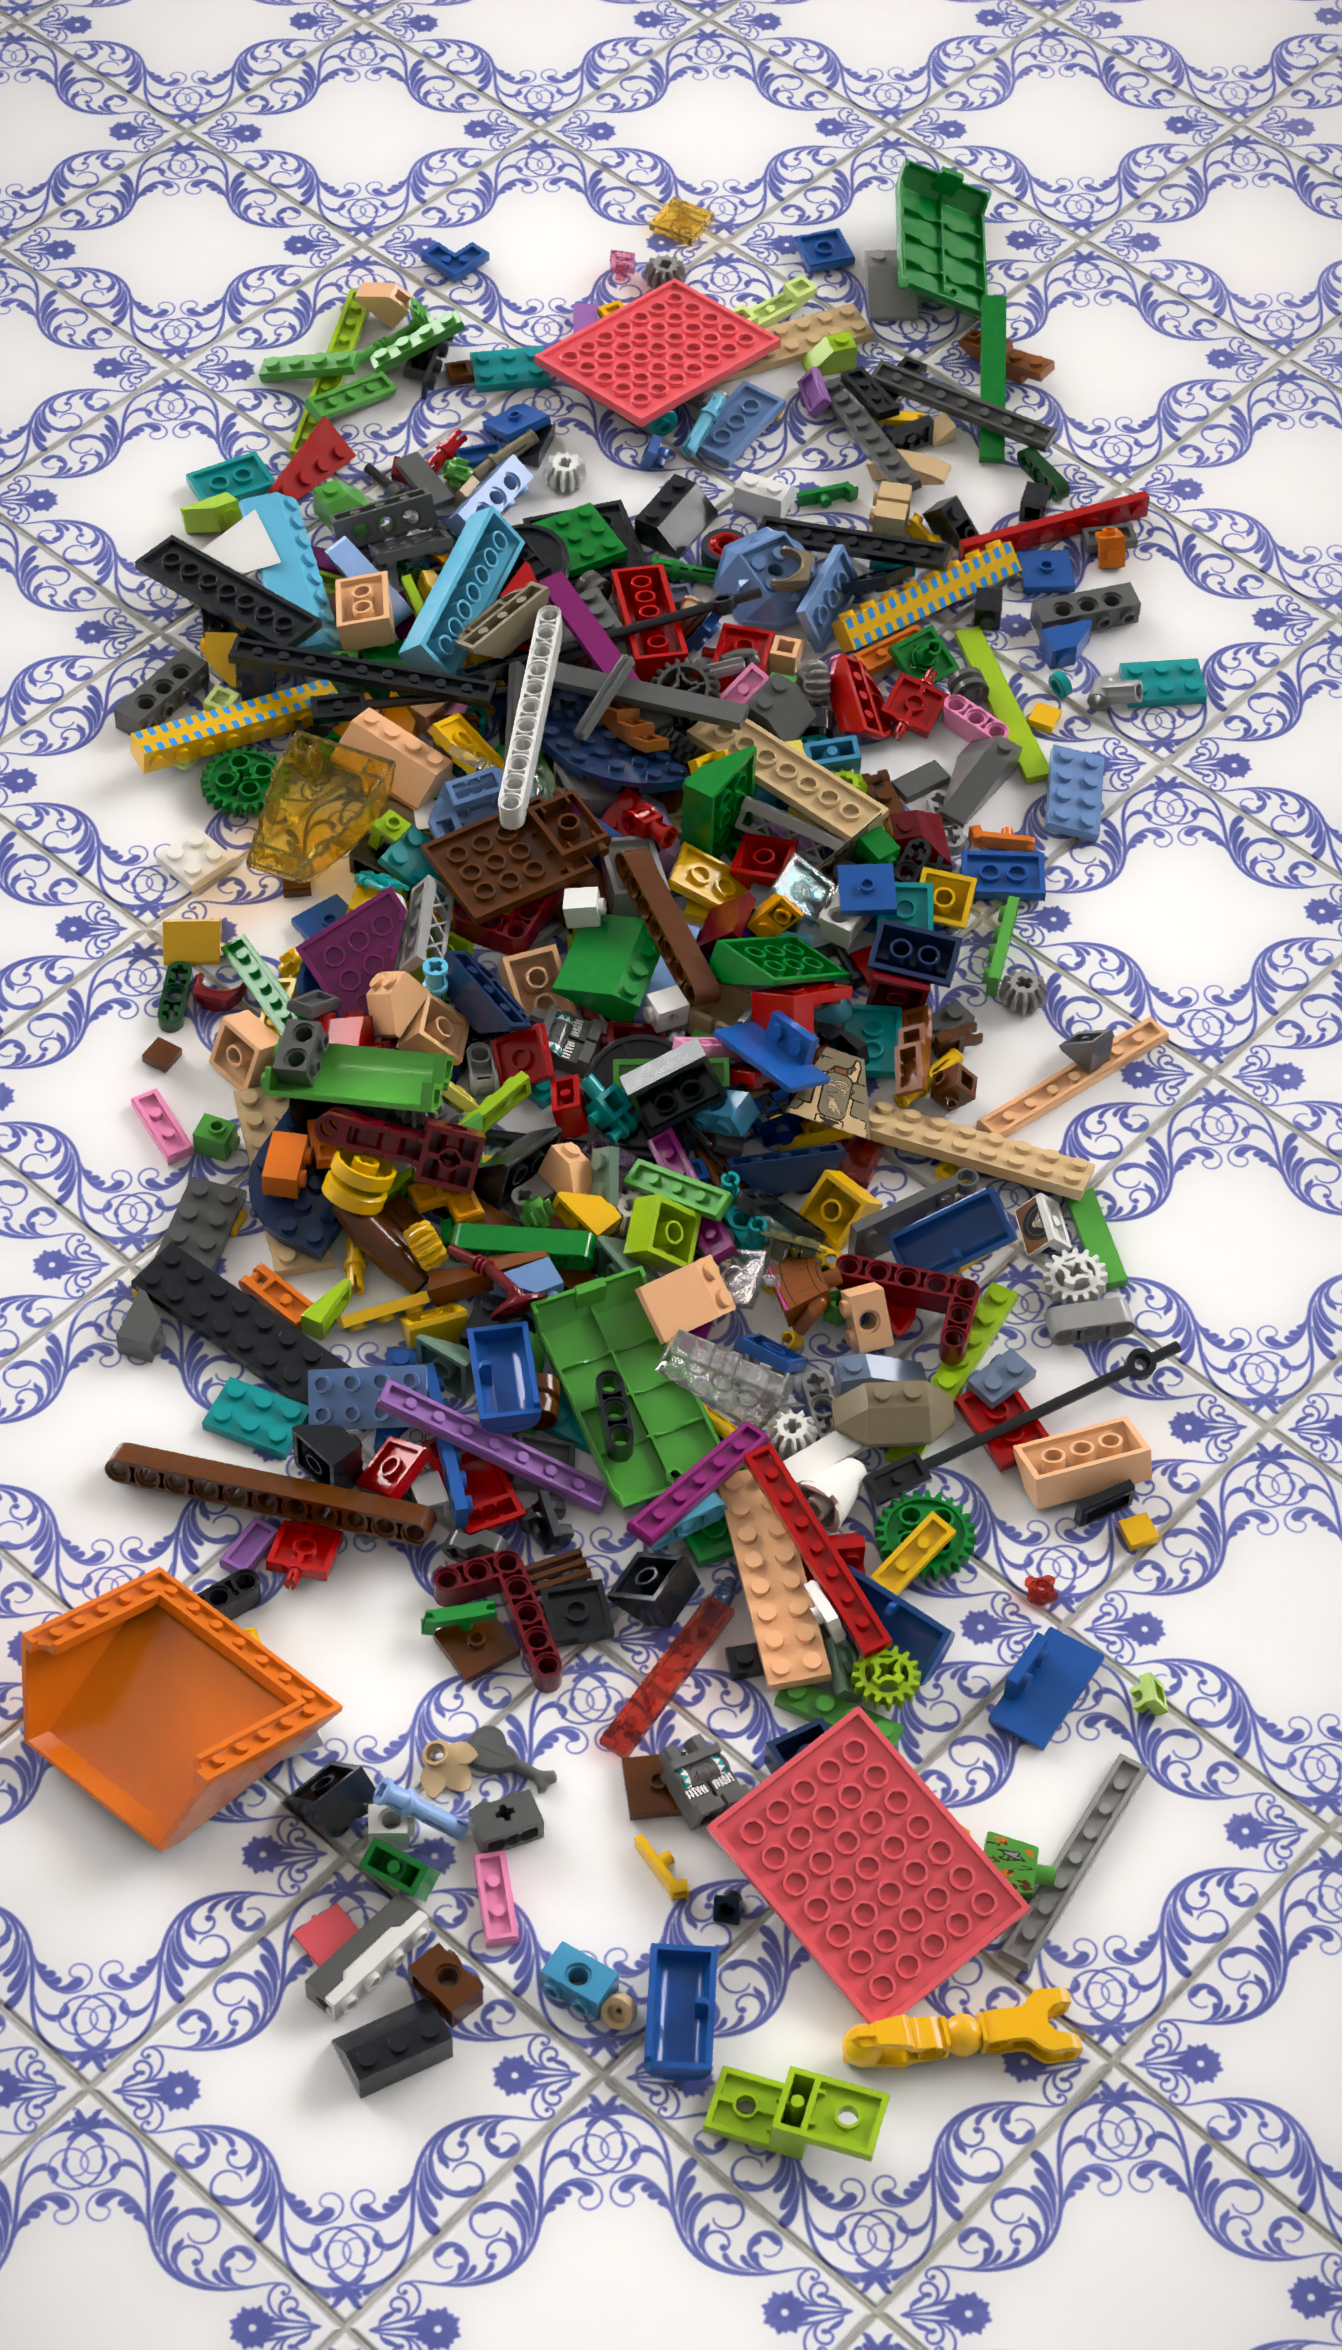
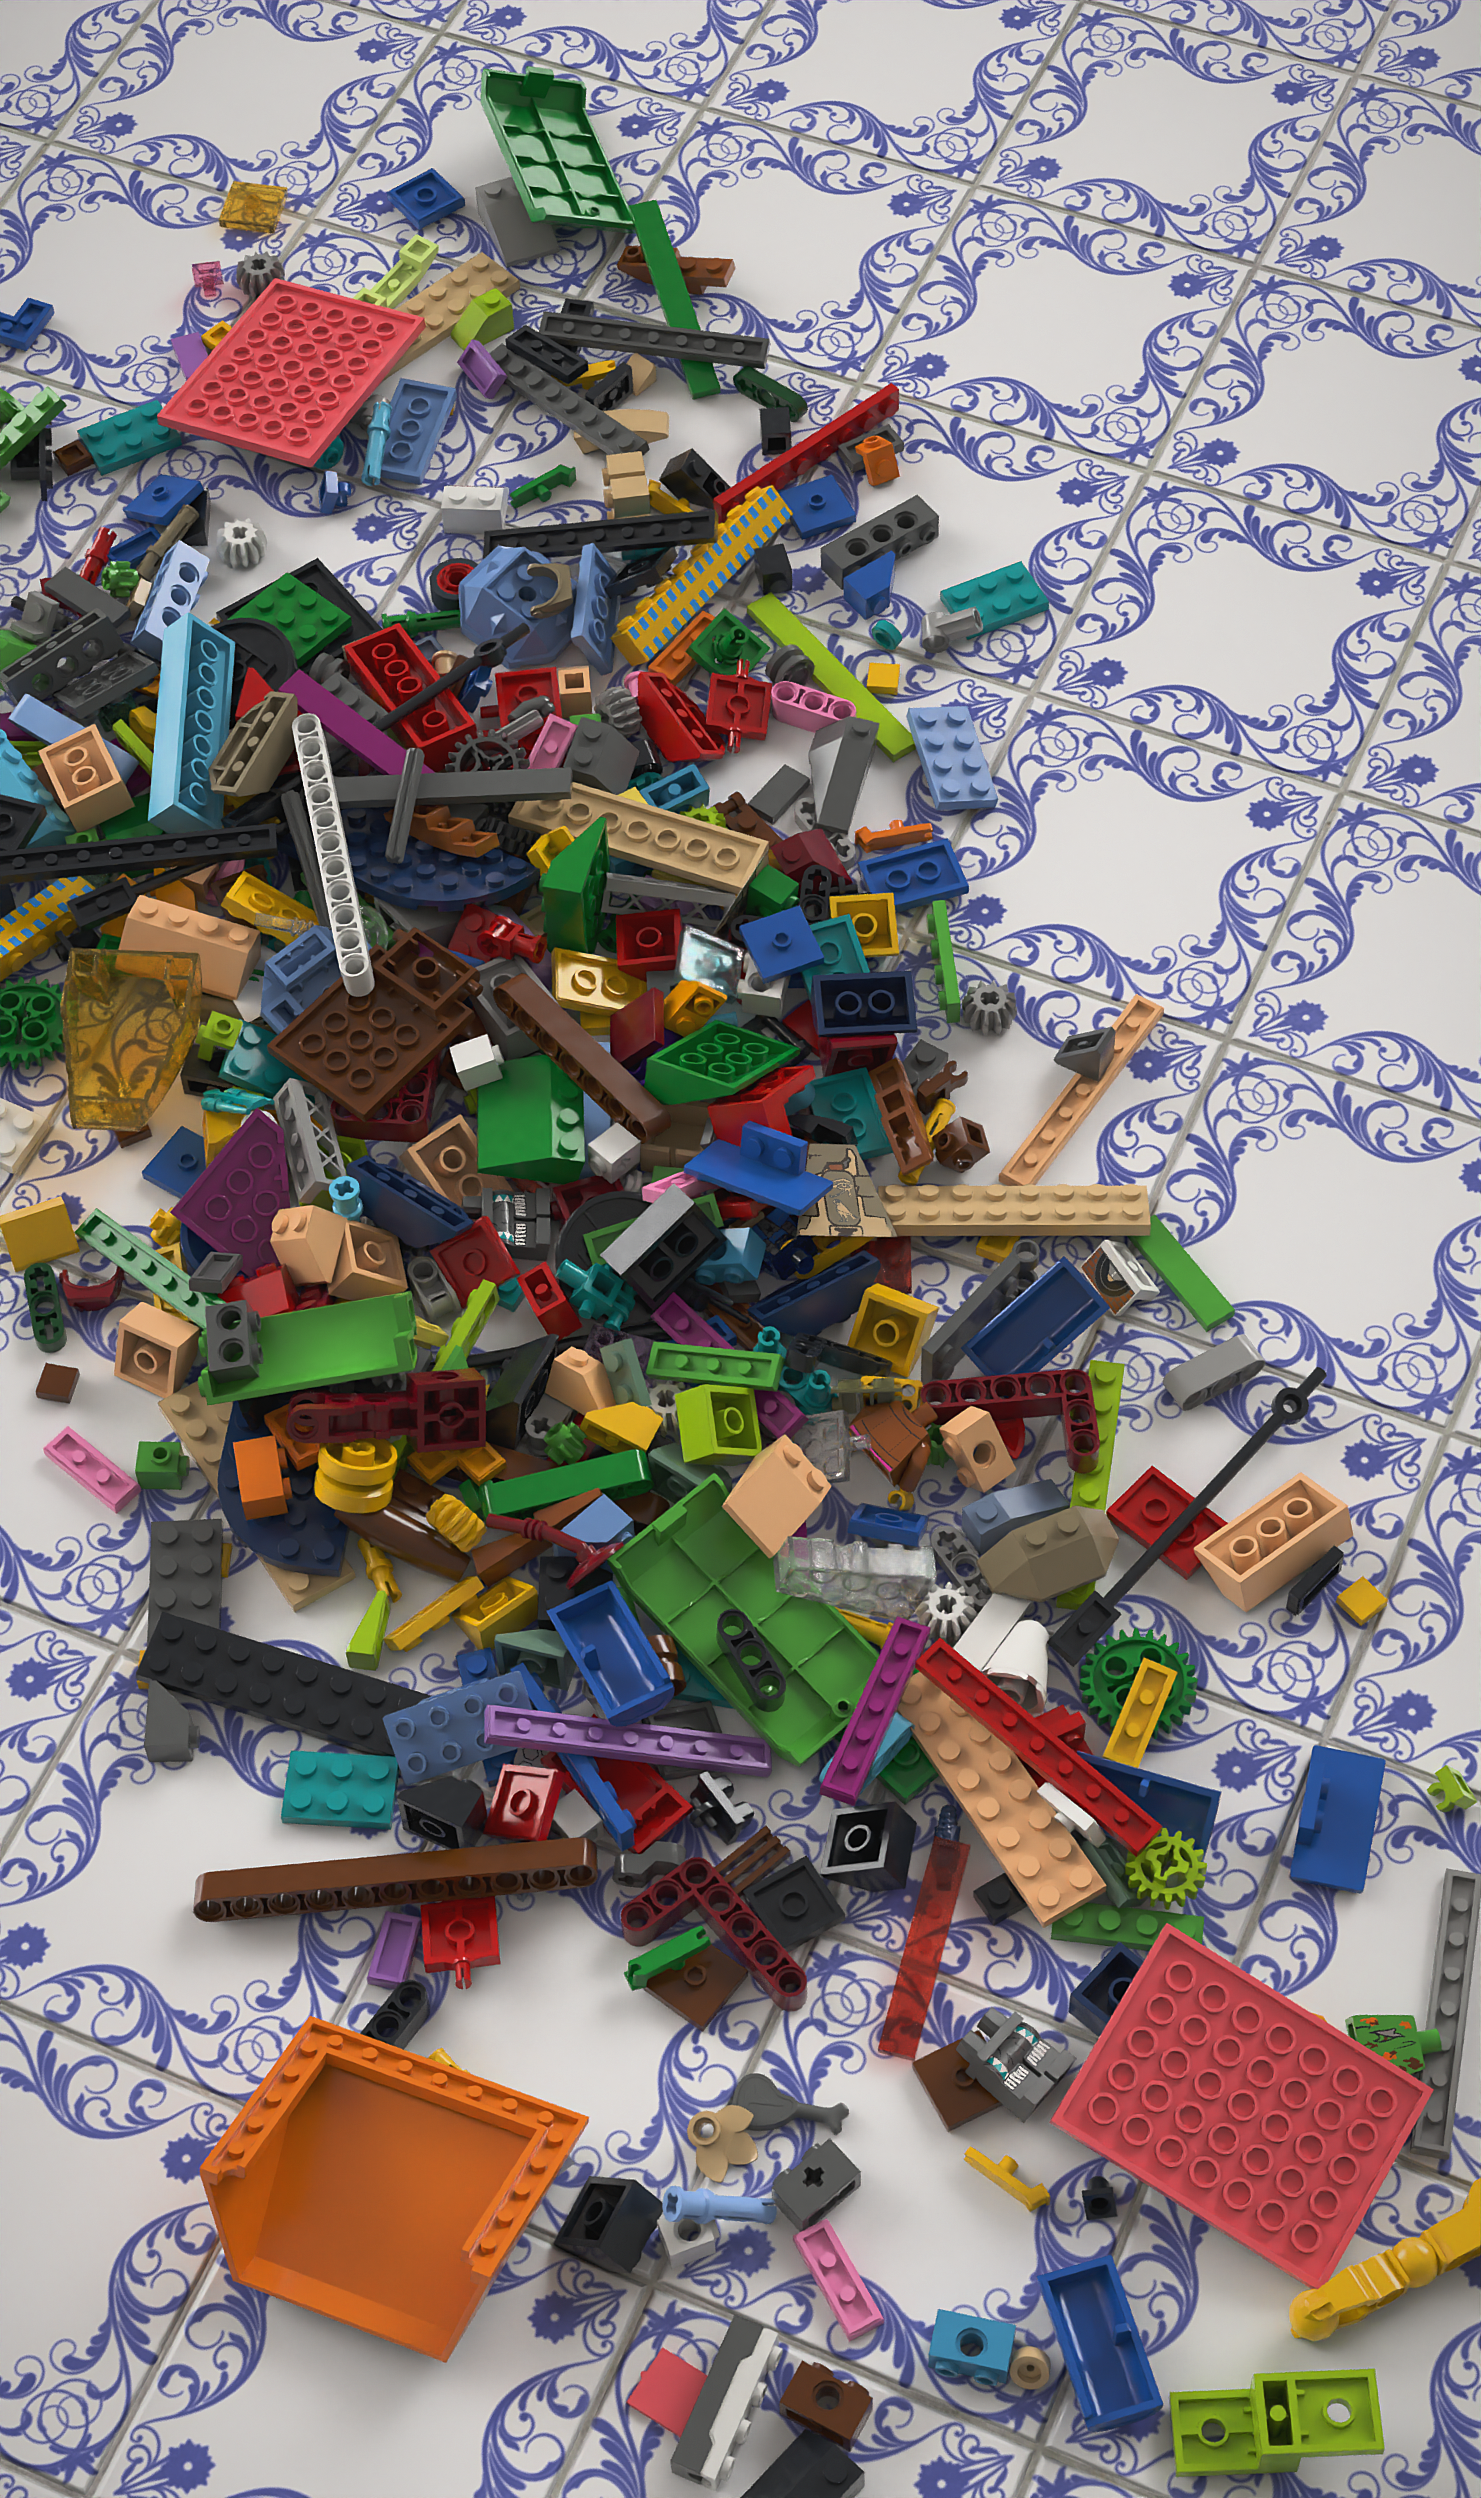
camera: 15 degrees left, 5 degrees up
(275, 1294) = (305, 1634): orange plate -> none
(379, 484) = (37, 617): none -> light grey bracket
(399, 1869) = (721, 2286): green brick -> none
(675, 517) = (386, 562): black slope -> none
(1000, 1378) = (1147, 1472): sand blue bracket -> none
(1041, 1597) = (1286, 1714): clear red plate -> none
(1075, 1277) = (1165, 1317): white gear -> none

